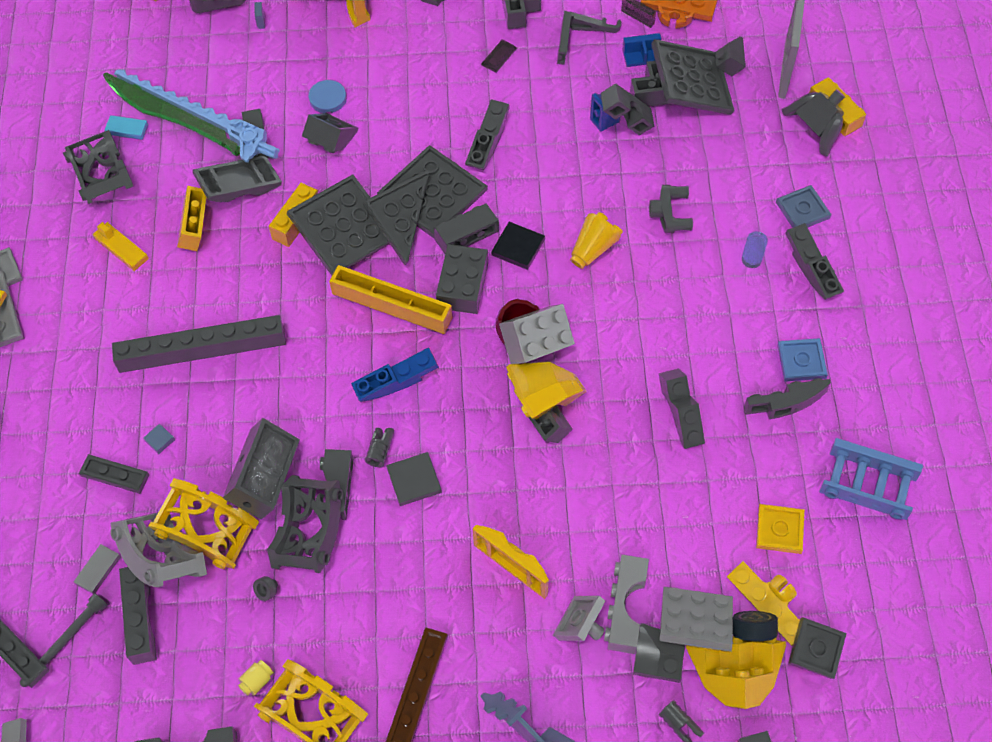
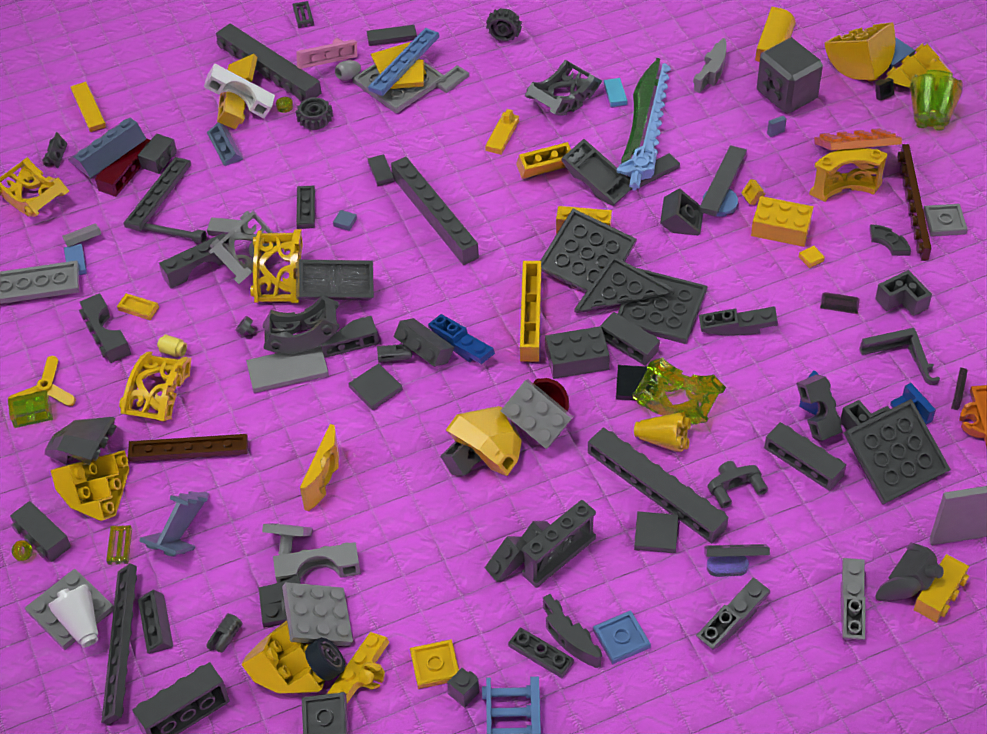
camera: 70 degrees right, 10 degrees down
(103, 379) = (380, 170): none -> dark grey tile
(145, 31) = (713, 67): none -> light grey slope
(167, 705) = (138, 306): none -> yellow tile
(306, 82) = (722, 181): none -> dark grey tile
(333, 65) = (752, 192): none -> yellow tile
(345, 576) = (286, 369): none -> light grey tile
(383, 411) = (423, 342): none -> dark grey brick
(384, 57) = (782, 221): none -> yellow brick
(434, 54) = (811, 256): none -> yellow tile
(524, 215) = (705, 389): none -> clear neon green fence
(647, 270) = (658, 485): none -> dark grey brick
(663, 146) = (805, 456): none -> dark grey brick
(692, 358) = (558, 543): none -> dark grey fence
(698, 291) = (656, 532): none -> dark grey tile
(731, 57) = (946, 477): dark grey slope -> none
(745, 235) = (736, 550): none -> dark grey tile
(789, 438) = (550, 658): none -> dark grey tile
(803, 207) = (799, 594): sand blue tile -> none
(821, 508) = (463, 687): none -> dark grey brick
(831, 174) = (853, 599): none -> light grey slope

